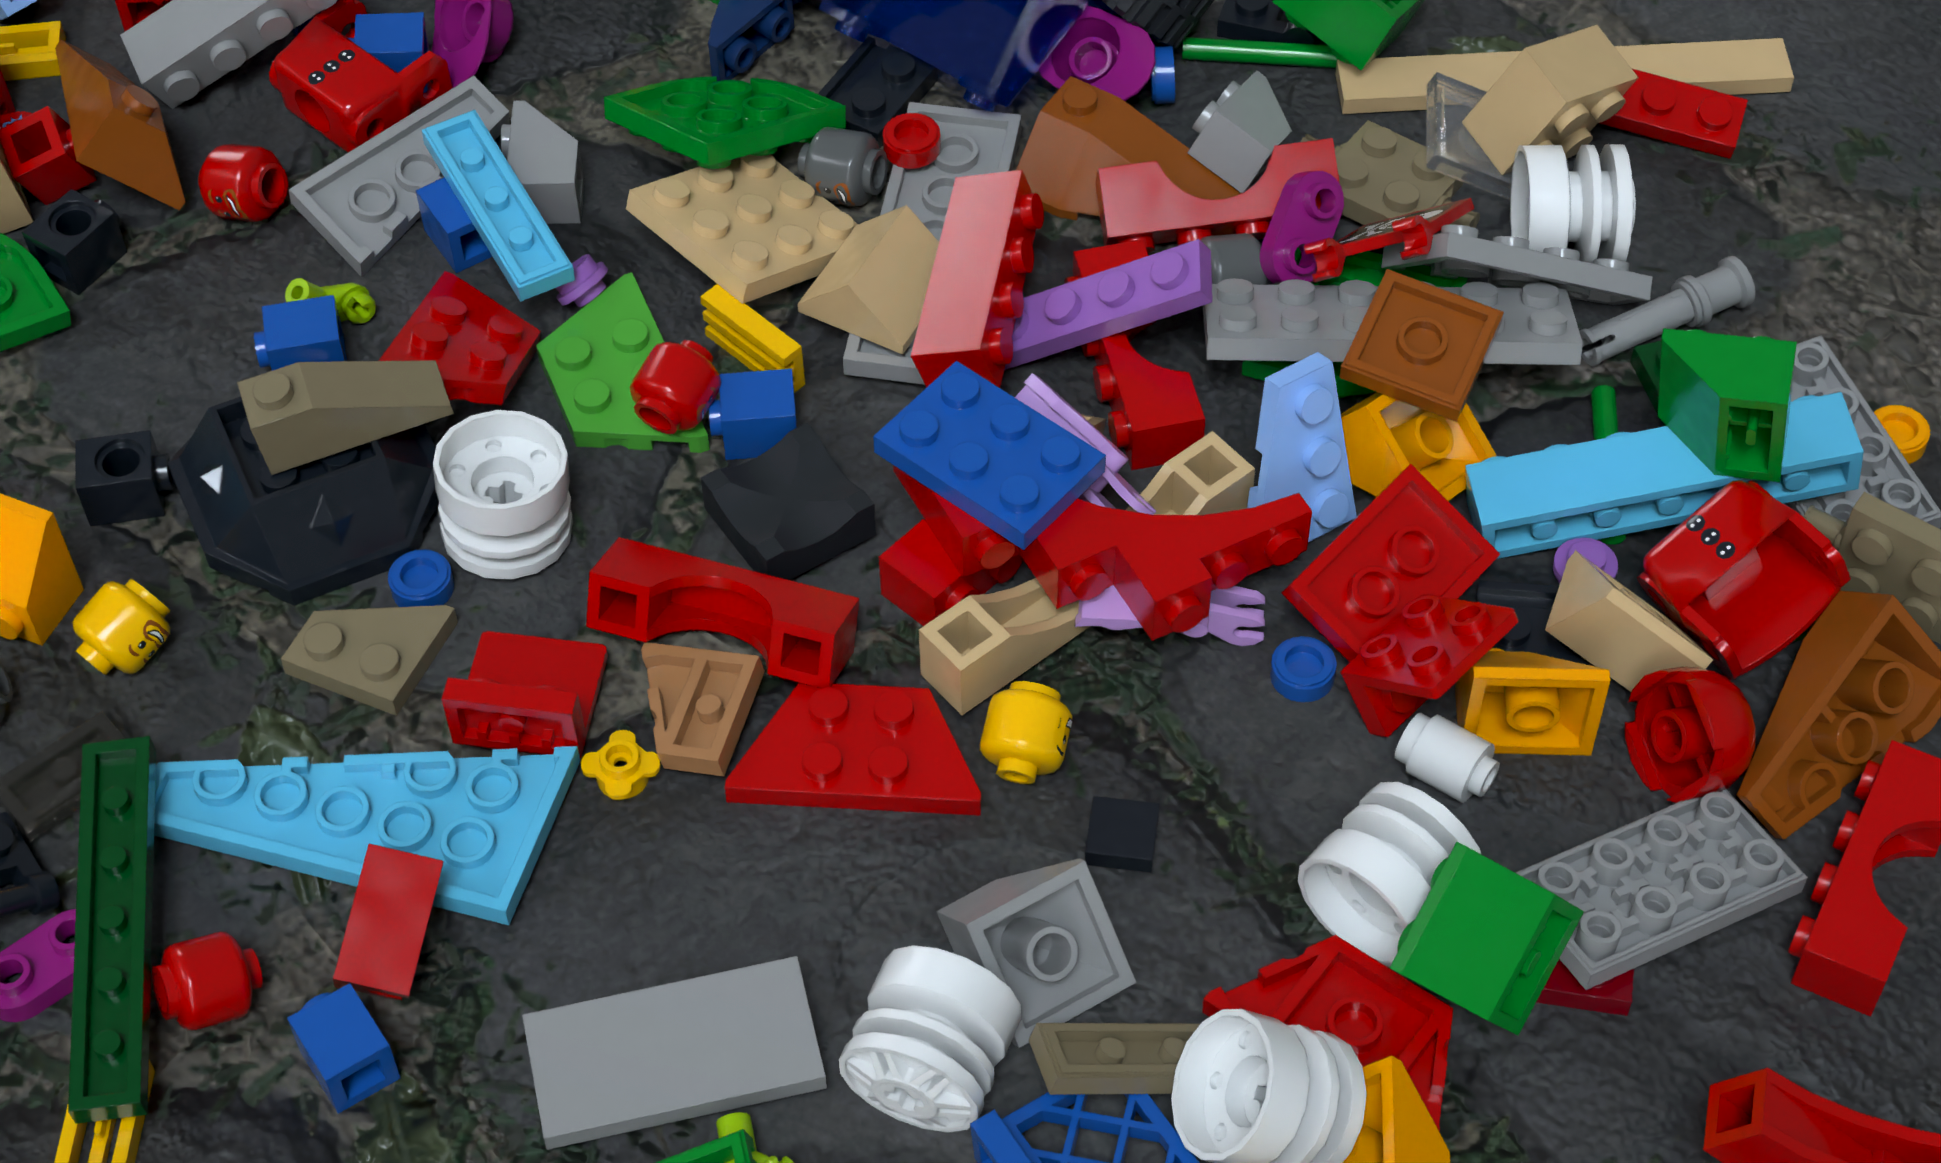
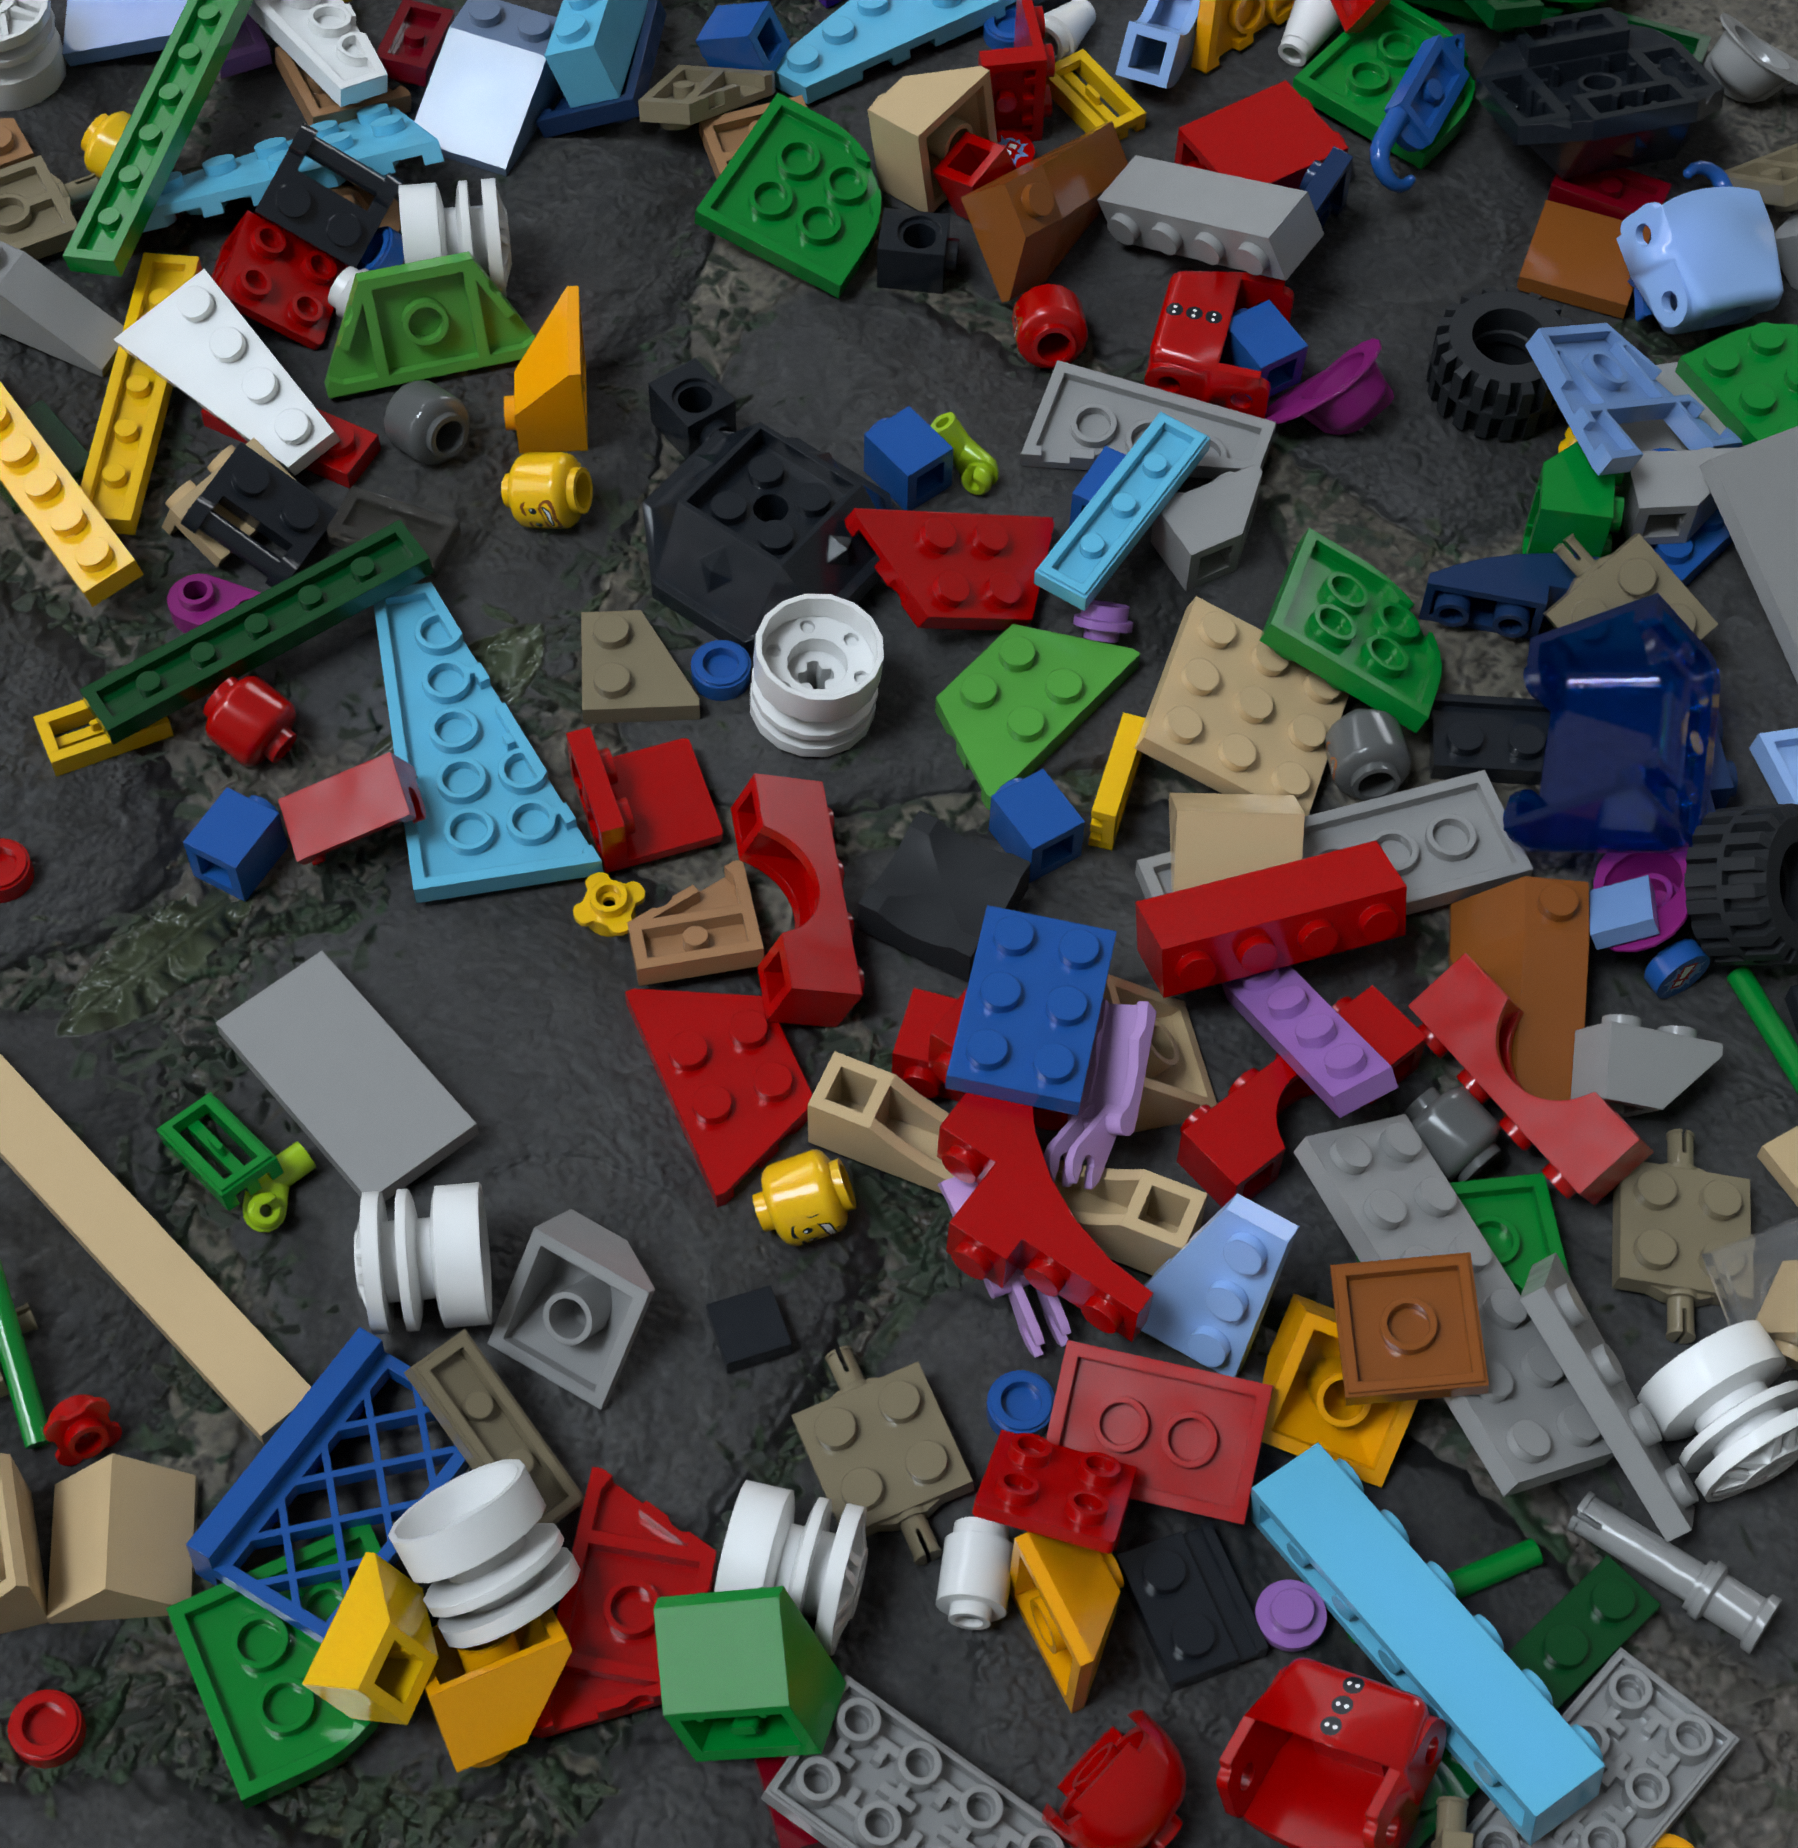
camera: 60 degrees right, 5 degrees up
(338, 405) = (798, 504): dark tan slope -> none
(675, 386) = (1007, 741): red head -> none
(911, 140) = (1429, 792): red tile -> none
(1112, 65) = (1623, 912): none -> medium blue tile
(1289, 778) = (884, 1450): none -> dark tan plate
(1300, 222) = (1515, 1165): magenta plate -> none
(1413, 229) = (1559, 1249): red flag -> none
(1616, 626) = (1211, 1665): tan slope -> none
(1728, 399) = (1487, 1649): green slope -> none

